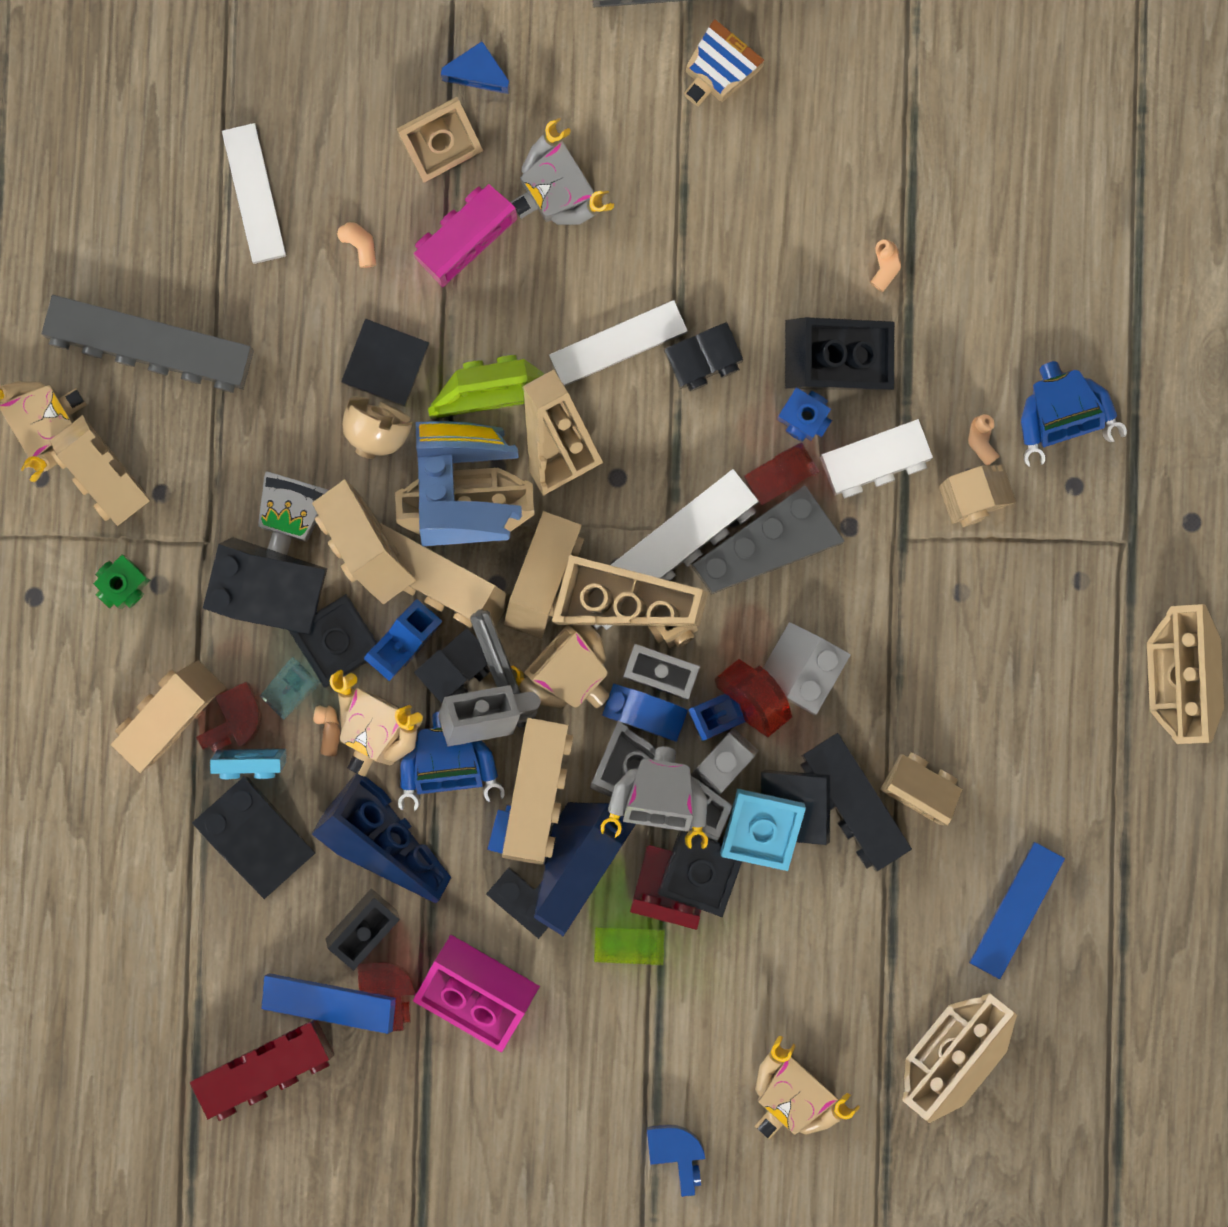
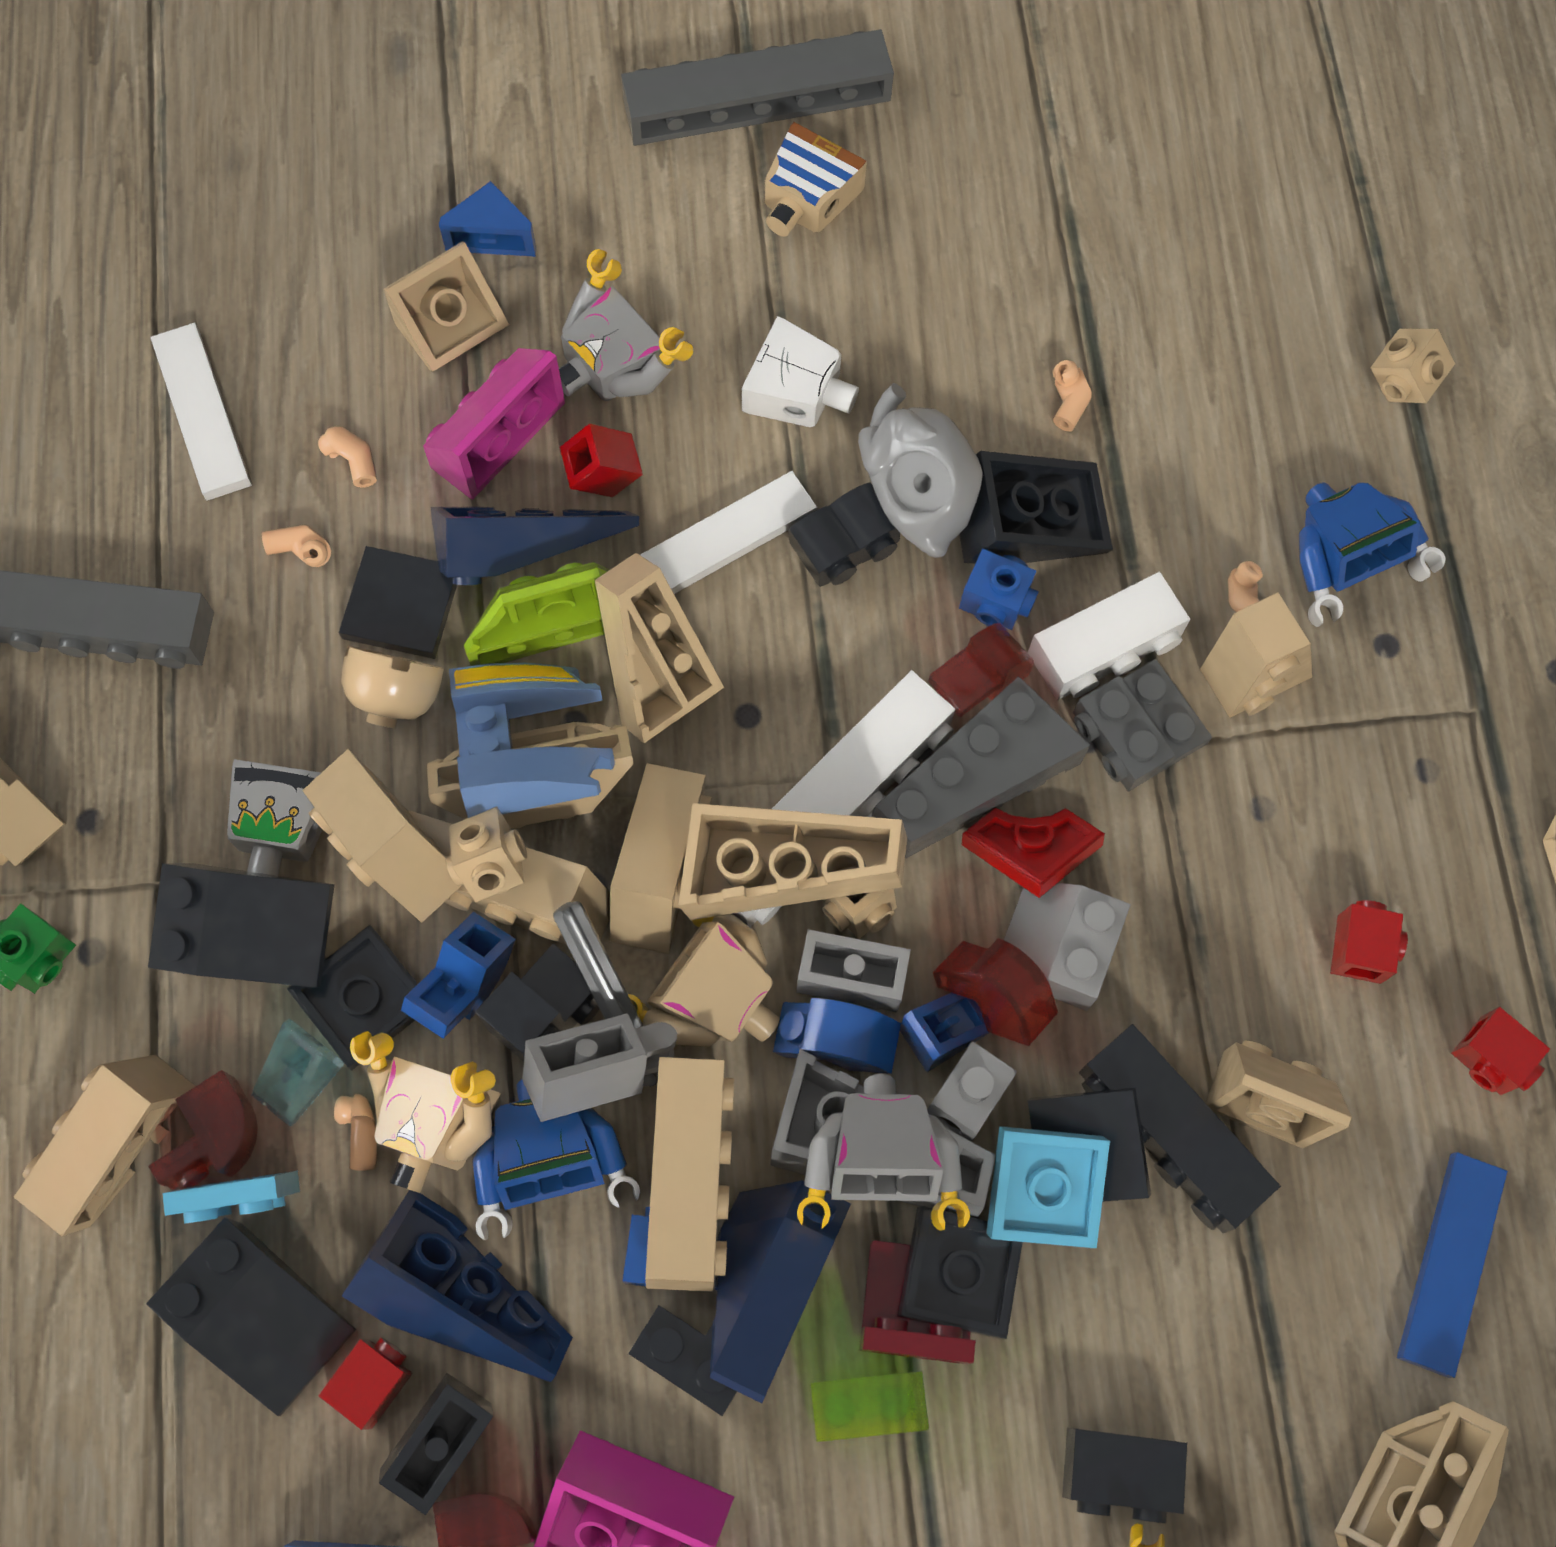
camera: 10 degrees left, 15 degrees down
(320, 307) = (299, 540): none -> light nougat arm
(322, 887) = (367, 1382): none -> red brick
(431, 571) = (485, 855): none -> tan brick
(461, 331) = (489, 543): none -> dark blue wedge
(538, 278) = (600, 460): none -> red brick
(687, 227) = (796, 378): none -> white torso
(761, 321) = (920, 471): none -> light grey piece
(781, 1006) = (1124, 1472): none -> black brick
(796, 604) = (1033, 850): none -> red tile
(887, 523) = (1140, 725): none -> dark grey plate
(1009, 697) = (1368, 942): none -> red brick
(1078, 784) = (1501, 1053): none -> red brick
(1136, 280) = (1412, 365): none -> tan brick

